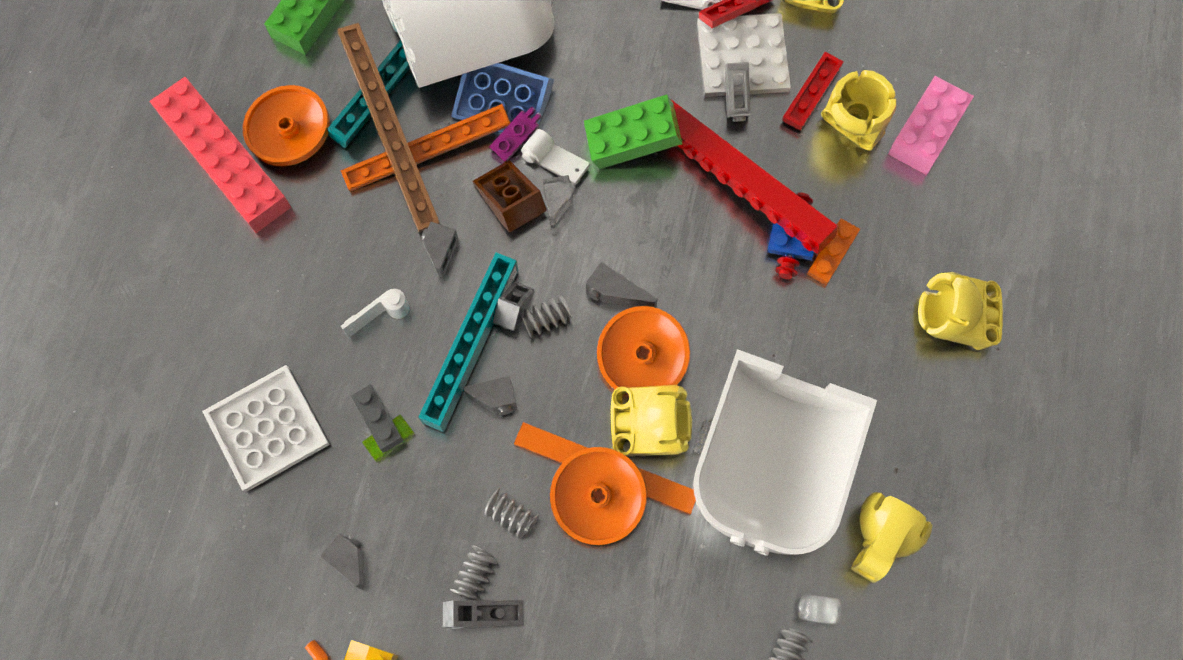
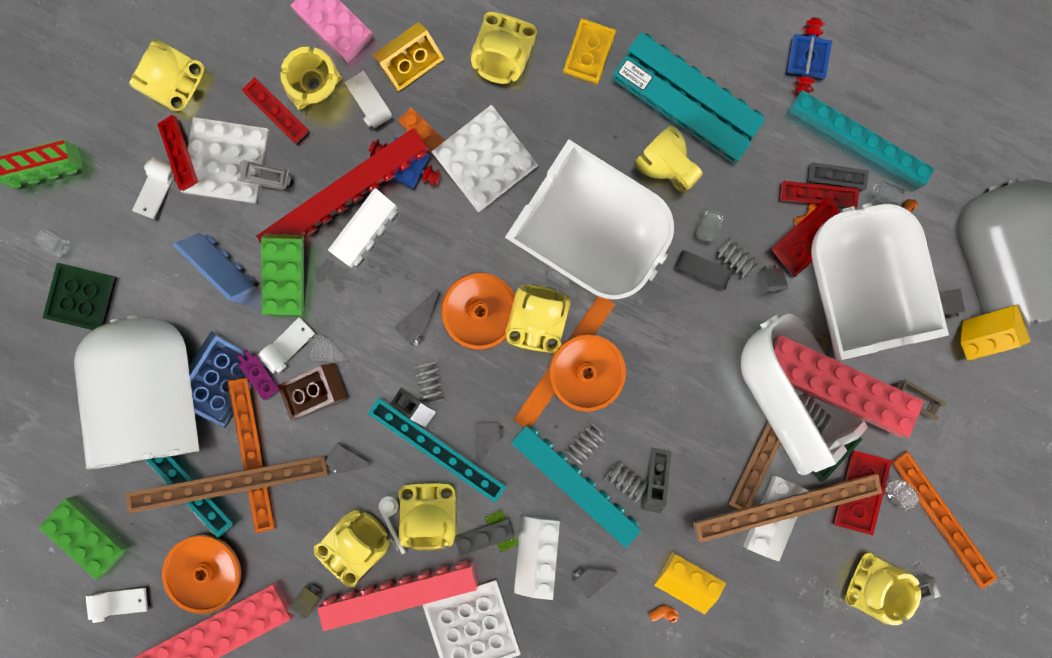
camera: 80 degrees left, 15 degrees up
(243, 52) = (115, 603): none -> white door
(269, 236) = (305, 602): none -> flat silver slope
(293, 334) = (397, 596): none -> coral brick
(341, 272) = (352, 547): none -> light yellow piece
(363, 487) = (537, 557): none -> white slope
(389, 345) = (427, 517): none -> light yellow piece
(456, 514) = (575, 486): none -> teal brick
(623, 64) = (217, 267): none -> medium blue slope
(706, 204) = (363, 228): none -> white slope
(761, 616) = (703, 270): none -> dark grey beam
(825, 322) = (484, 158): none -> white plate
(852, 183) = (369, 100): none -> white door
(917, 213) = (408, 56): none -> yellow slope
(954, 545) = (681, 109): none -> teal brick
(989, 557) = (696, 85): none -> teal brick
(991, 416) = (589, 51): none -> yellow tile

